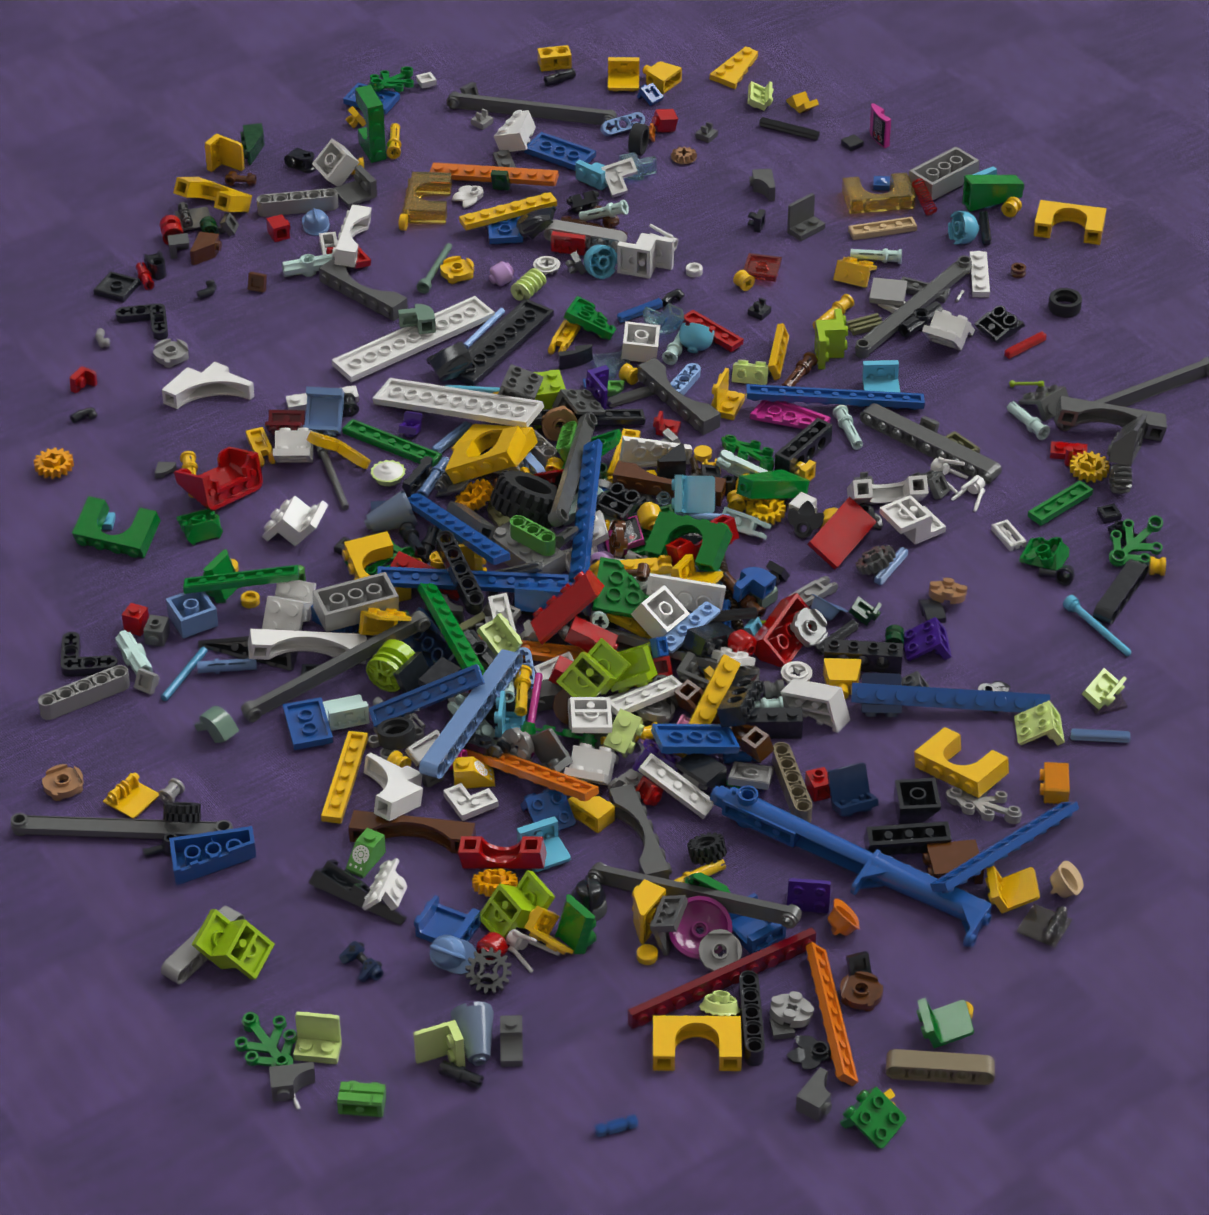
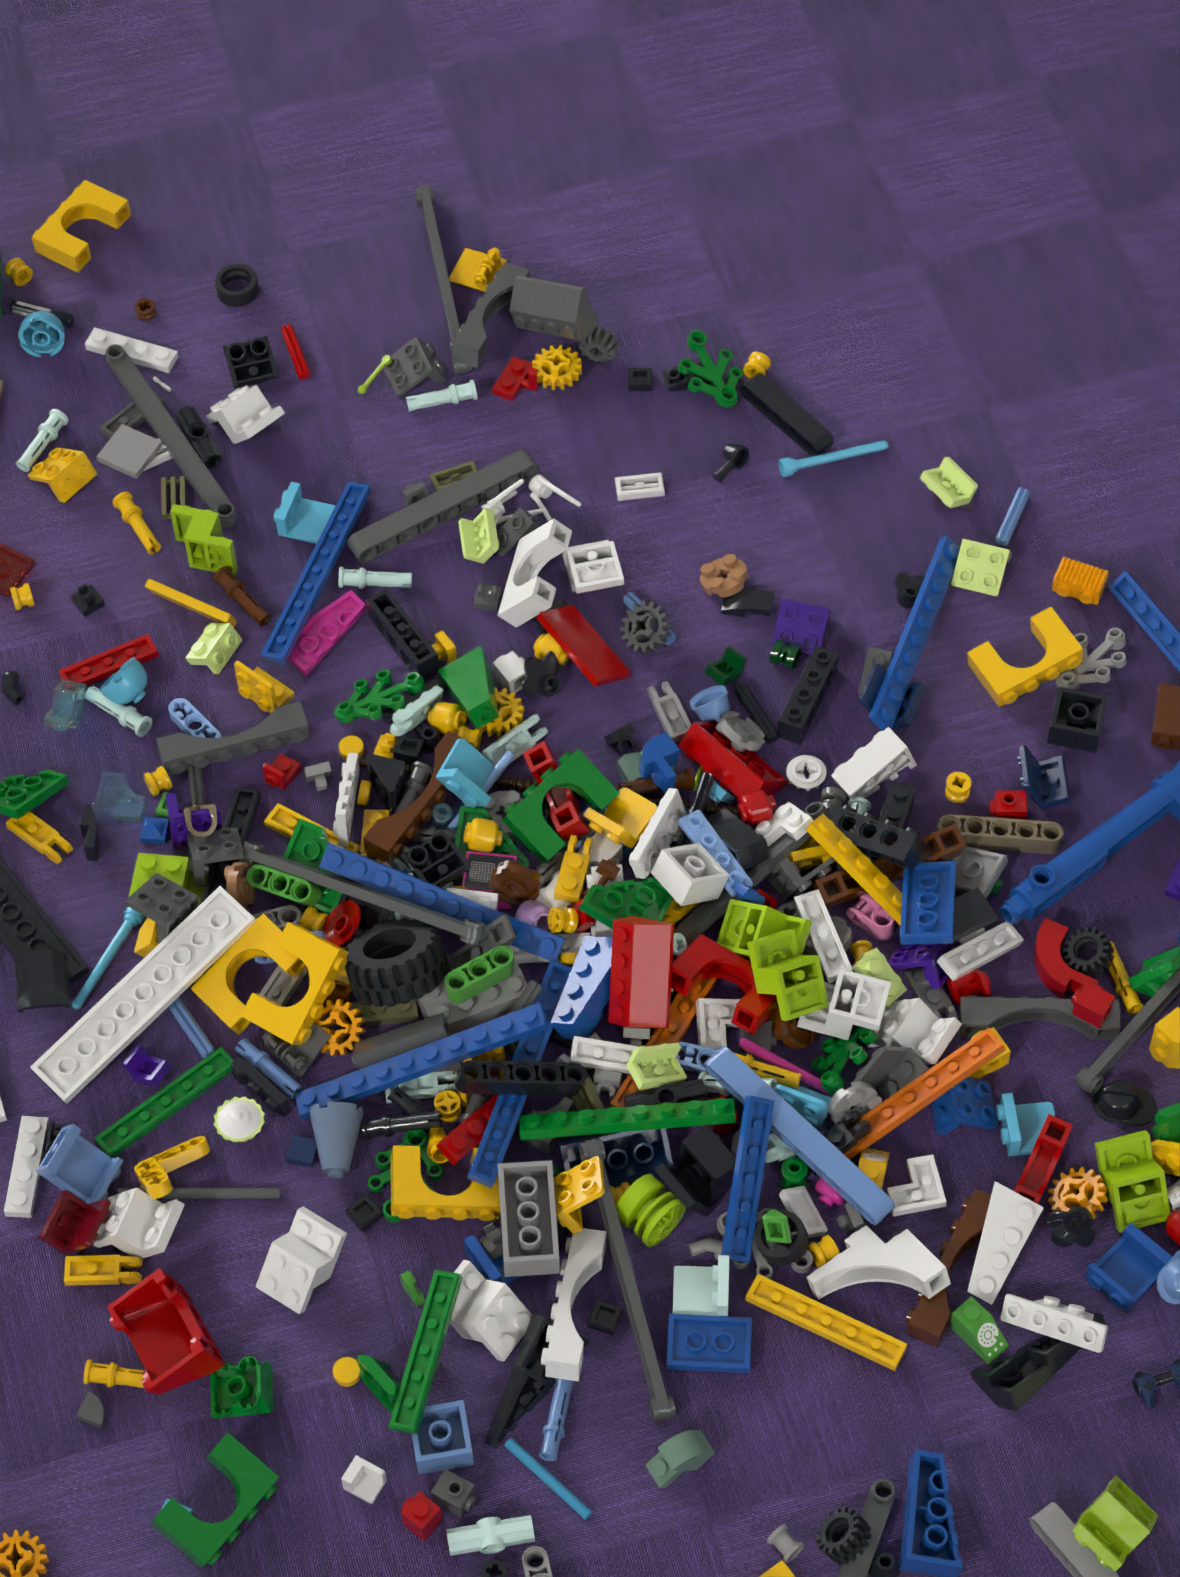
camera: 70 degrees left, 15 degrees up
(146, 681) = (554, 1529): light grey tile -> none
(155, 589) = (364, 1479): none -> white panel
(398, 721) = (776, 1227): none -> bright green slope
(437, 843) = (1002, 1239): none -> white wing
(464, 881) = (1071, 1227): none -> black plate
(589, 379) = (213, 813): none -> dark tan piece
(638, 310) = (21, 732): blue axle -> none
(640, 341) = (105, 747): white brick -> none
(652, 849) = (1092, 1004): none -> red brick
(687, 830) = (1049, 964): none -> red arch
(824, 753) = (955, 793): none -> yellow wheel
(842, 673) = (835, 728): yellow torso -> none
(905, 837) = (1134, 748): black brick -> none
(909, 463) = (479, 536): none -> yellowish green bracket
(1045, 553) = (690, 462): green slope -> none
(1060, 503) = (607, 417): green plate -> none
(1163, 406) = (477, 268): none -> yellow hinge

